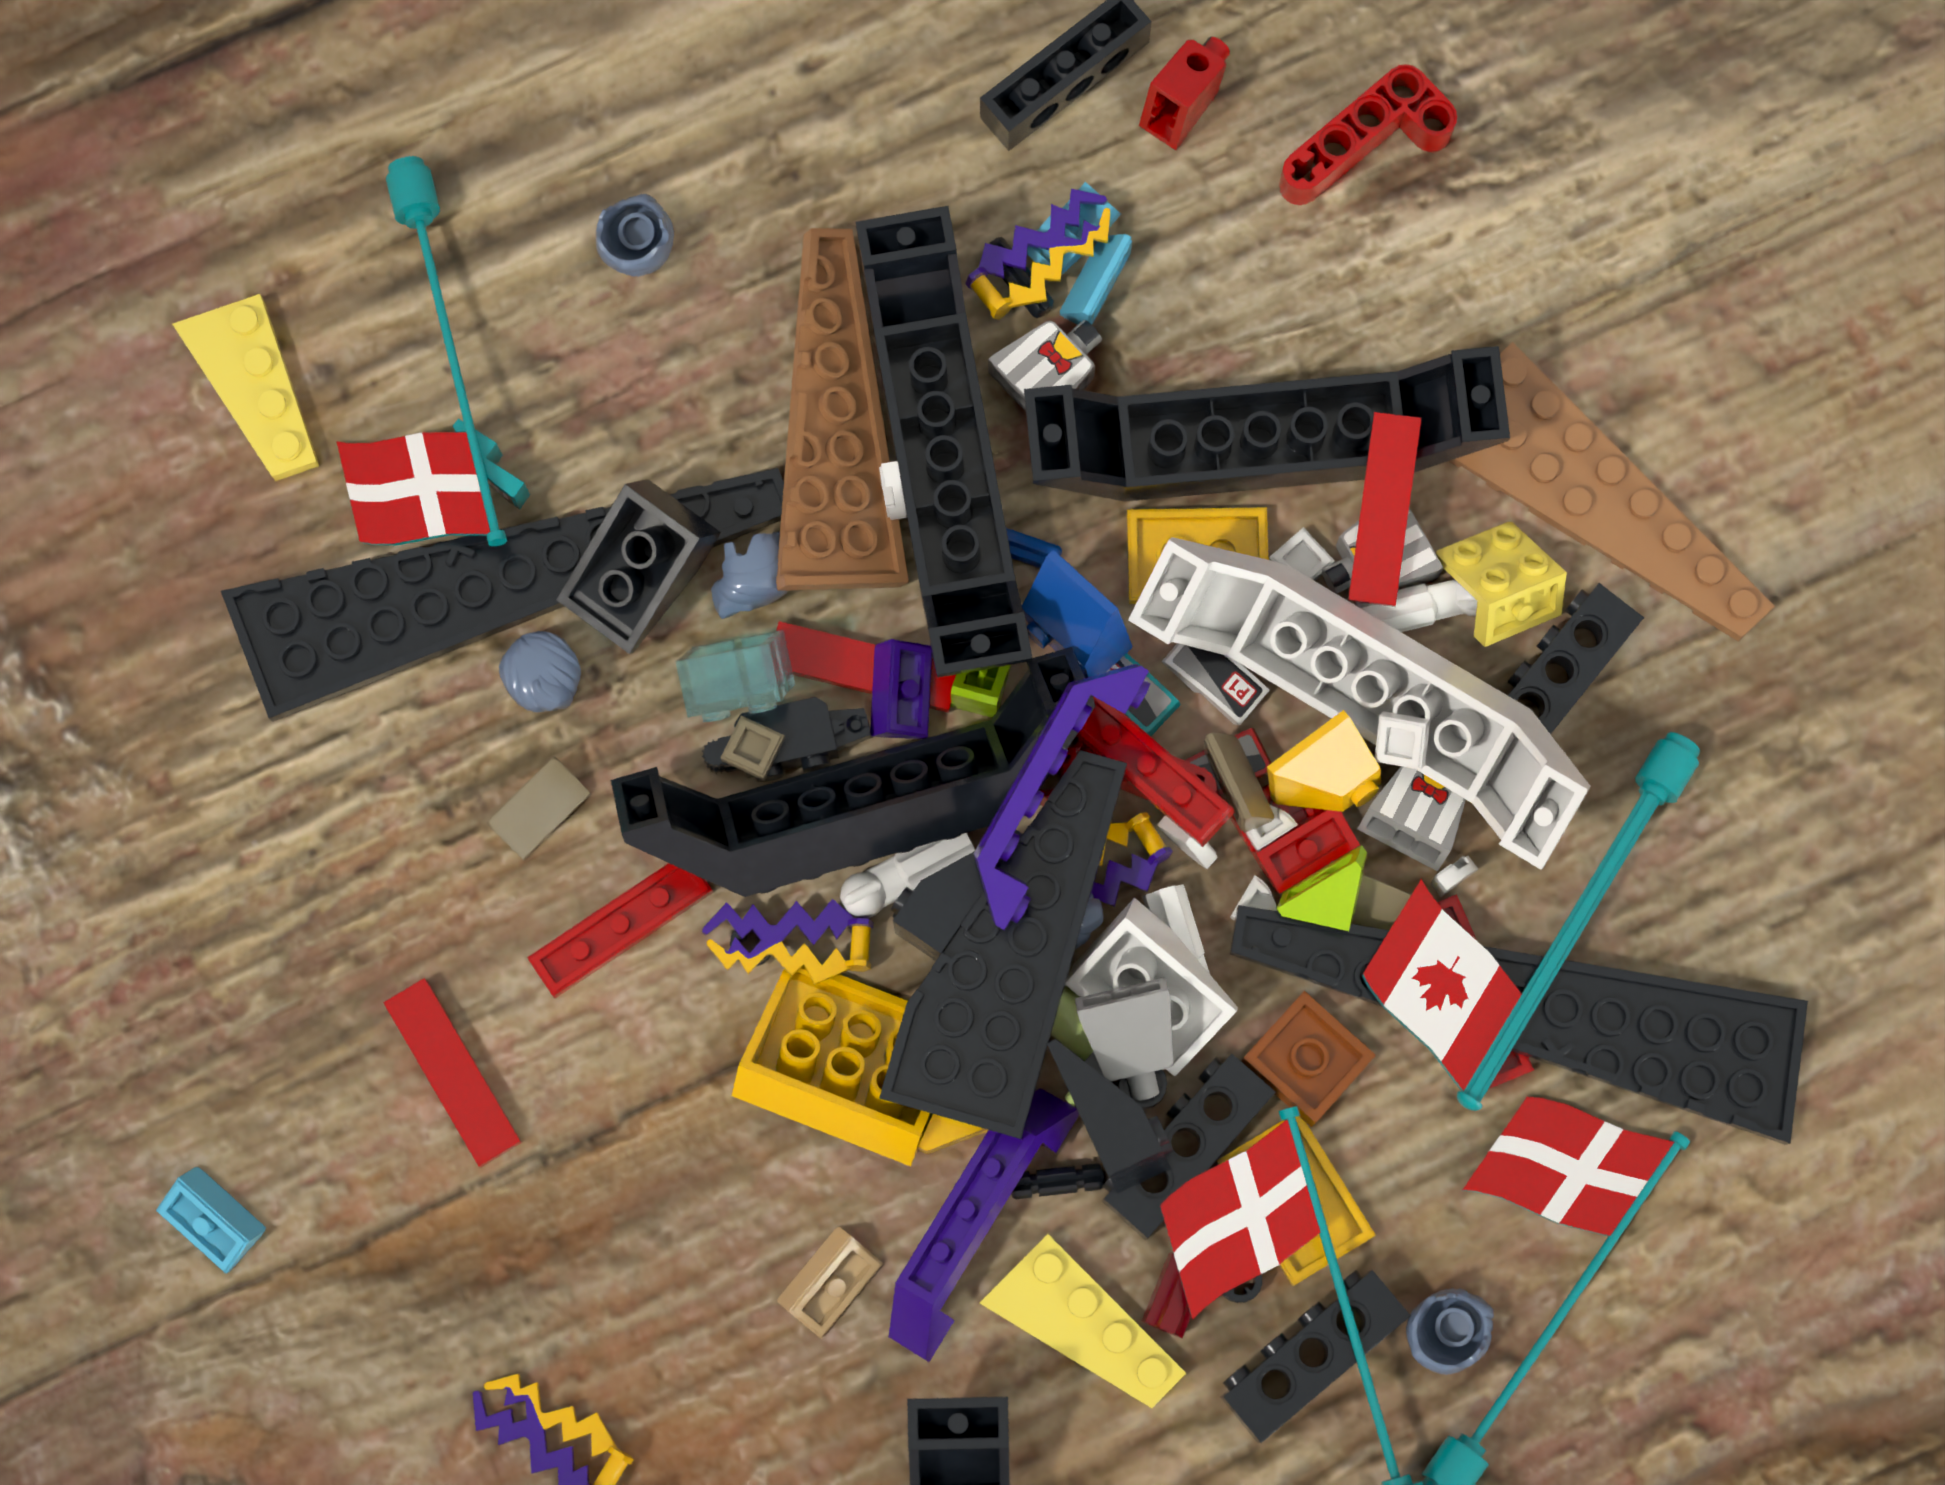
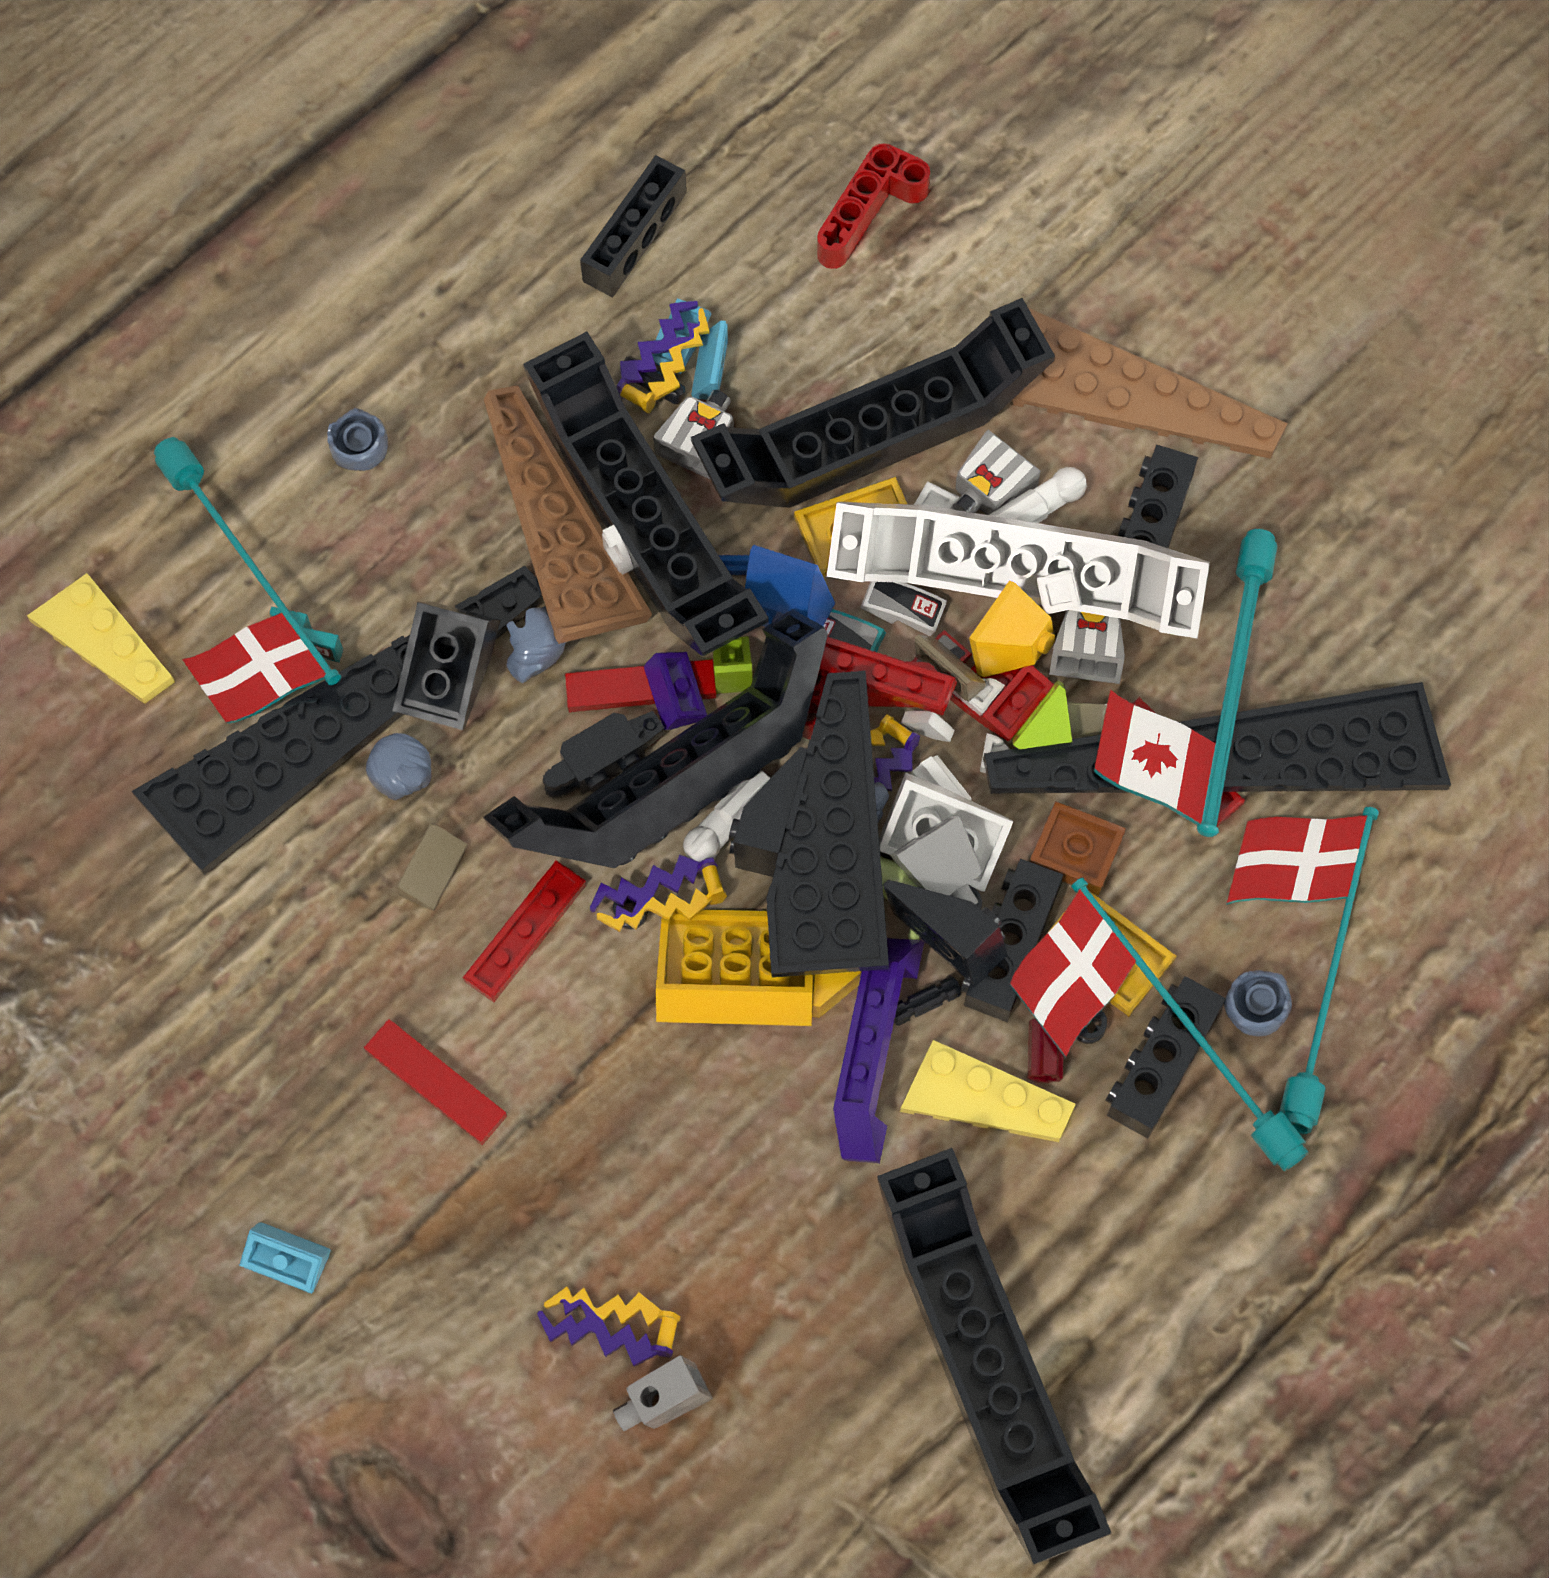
camera: 20 degrees left, 10 degrees down
(723, 678) = (548, 714): clear light blue piece -> none
(752, 748) = (580, 762): dark tan tile -> none
(829, 1282) = (781, 1134): tan slope -> none
(1002, 890) = (808, 785): dark purple slope -> none
(1184, 90) = (726, 198): red torso -> none
(1384, 509) = (983, 441): red tile -> none
(1453, 875) = (1131, 684): white tile -> none
(1509, 579) = (1096, 465): light yellow bracket -> none

